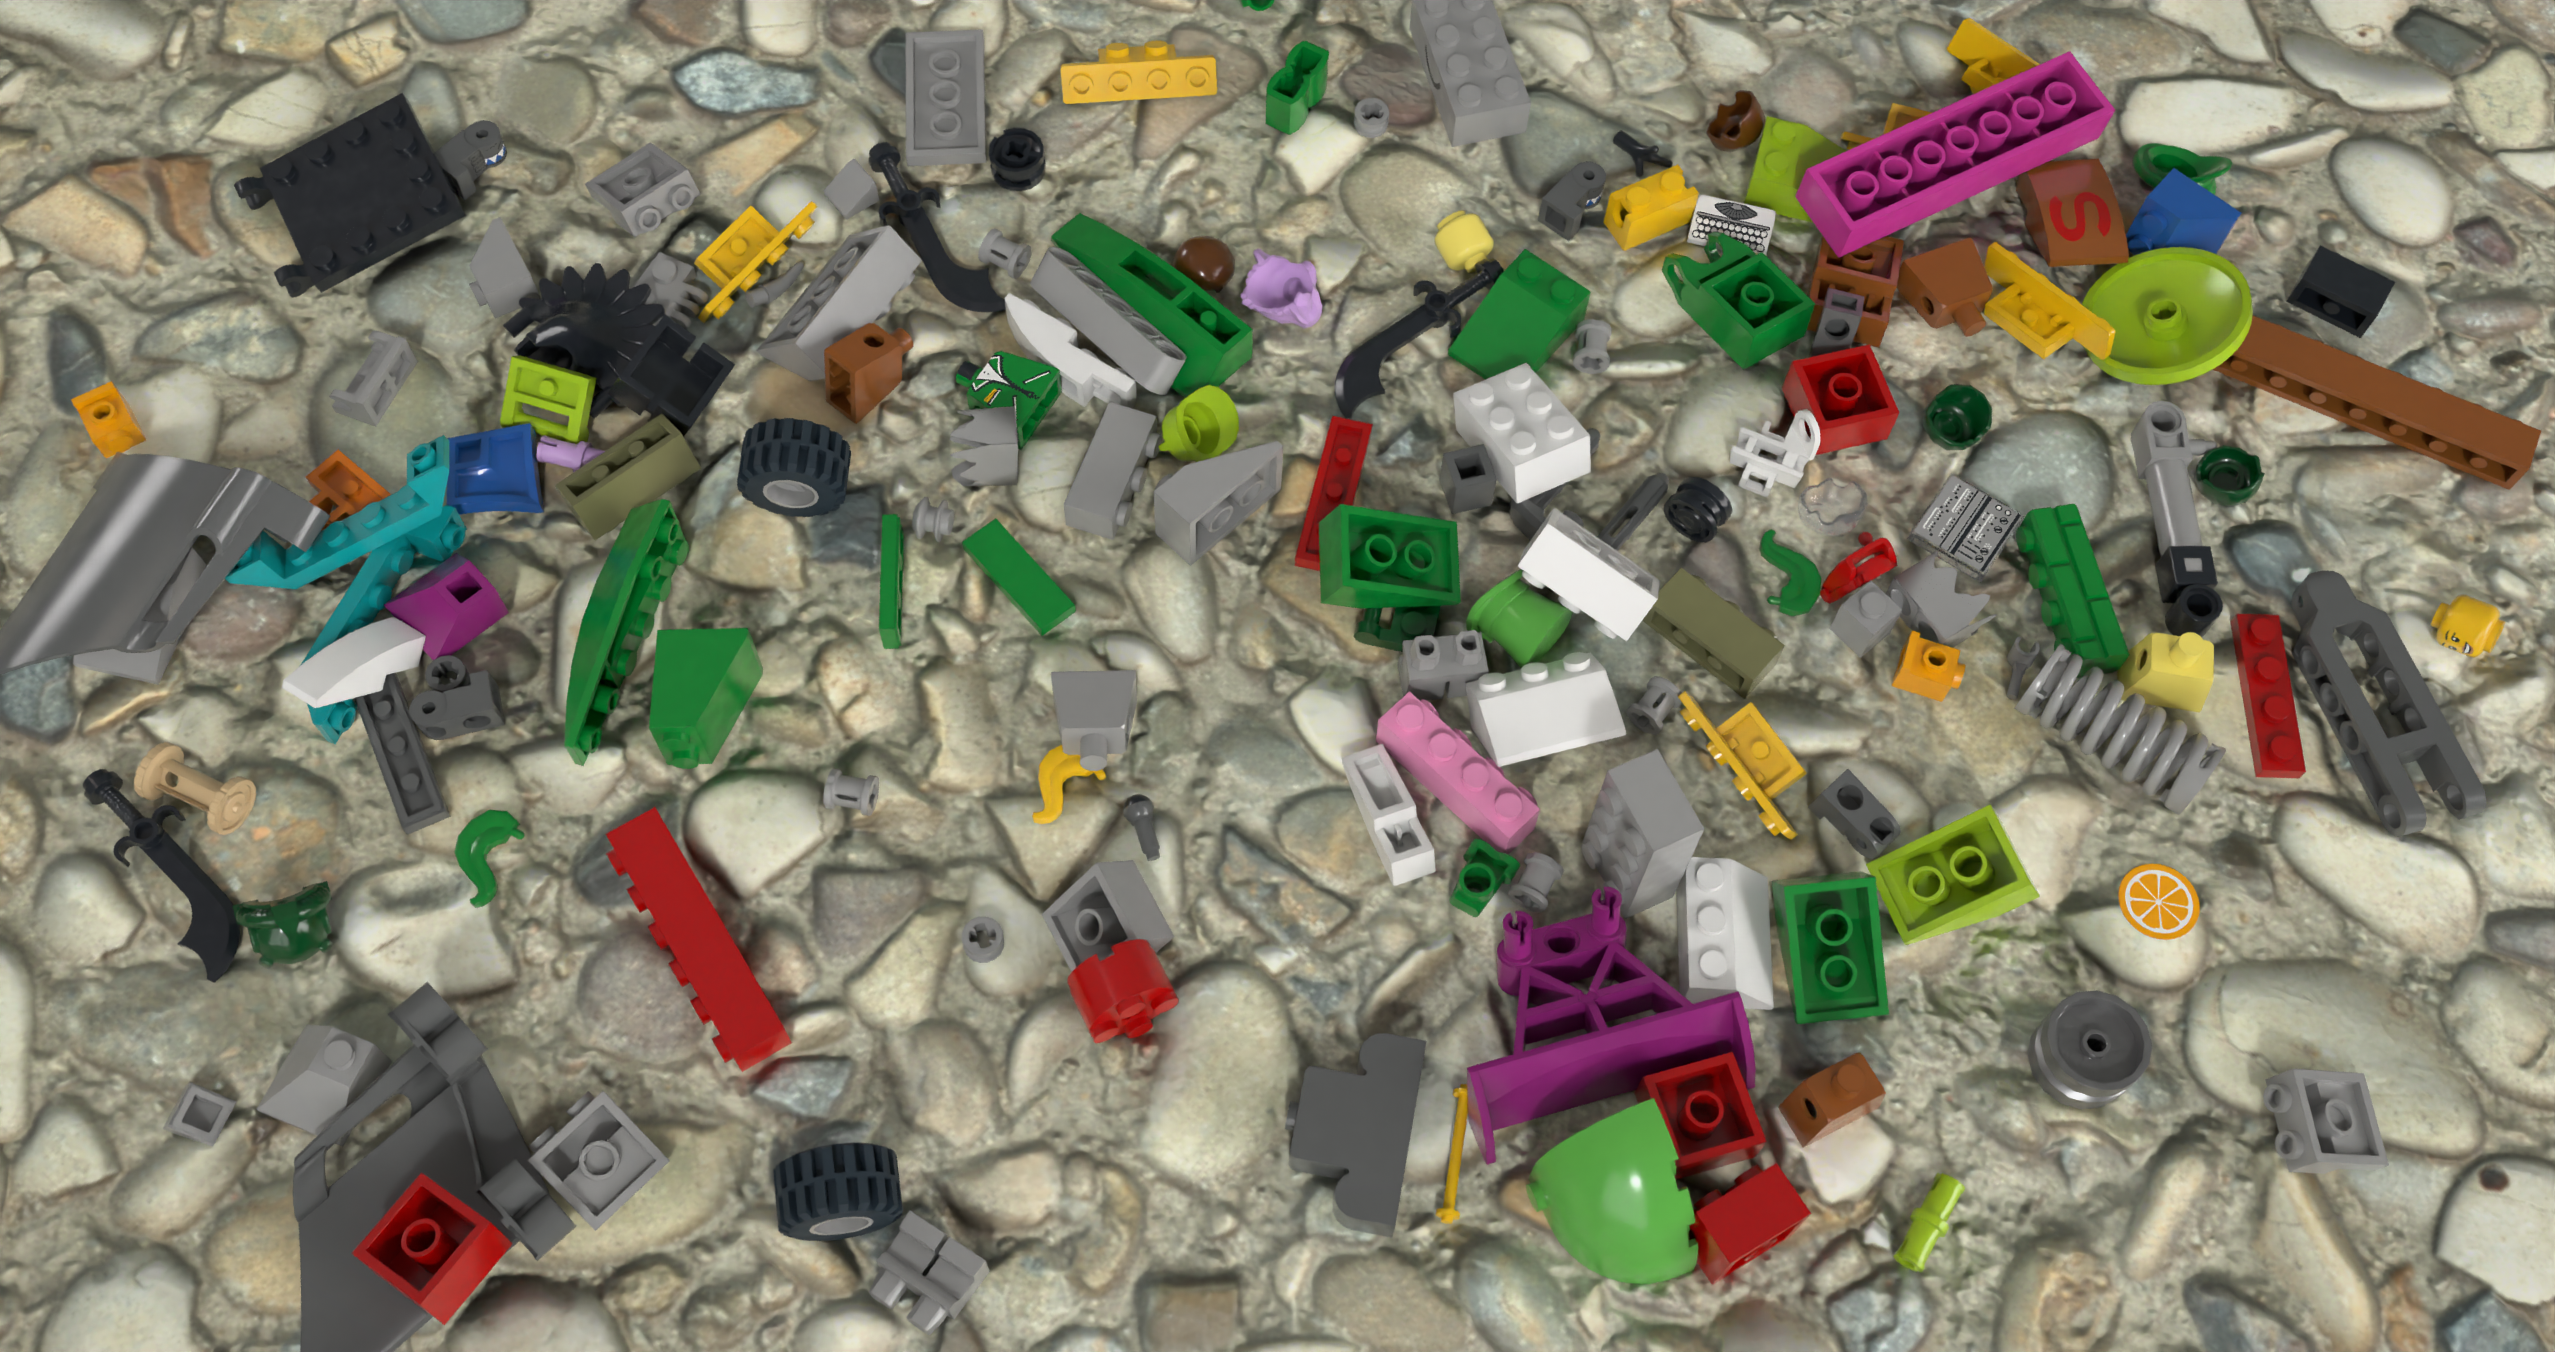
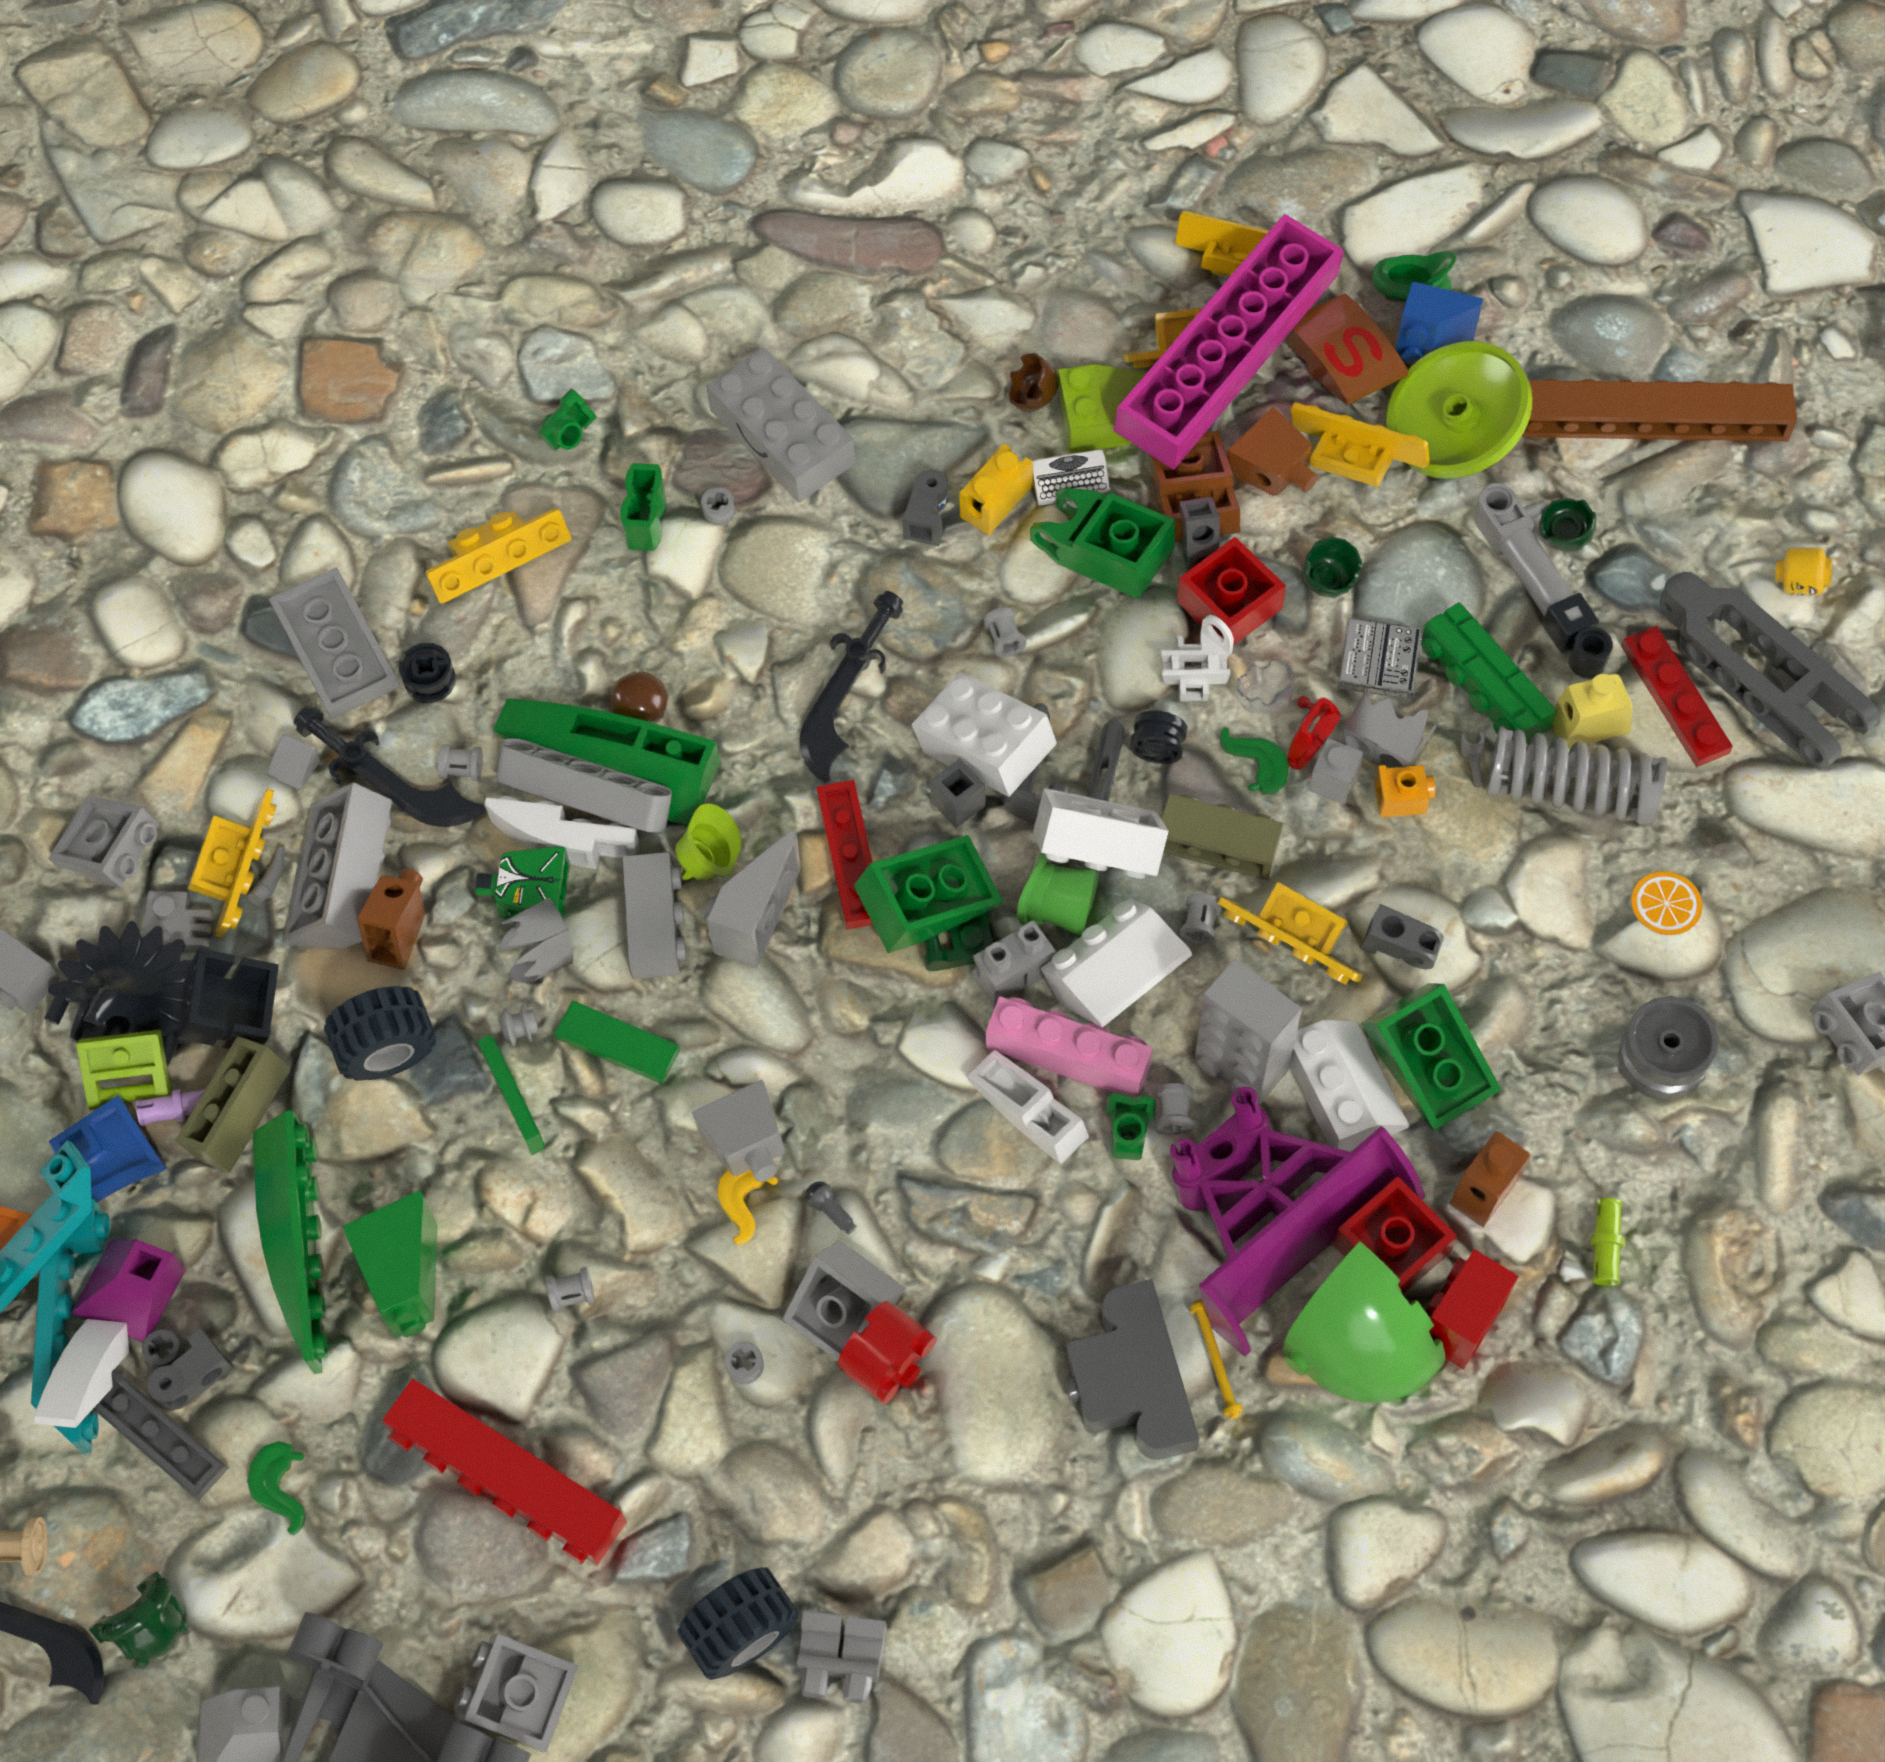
camera: 20 degrees left, 0 degrees up
(1283, 290) = (721, 694): lavender hair -> none
(1463, 241) = (852, 585): light yellow head -> none
(1521, 318) = (934, 635): green slope -> none
(1640, 152) = (961, 442): black bar -> none
(1953, 877) = (1501, 956): lime slope -> none
(2340, 291) = (1587, 328): black brick -> none

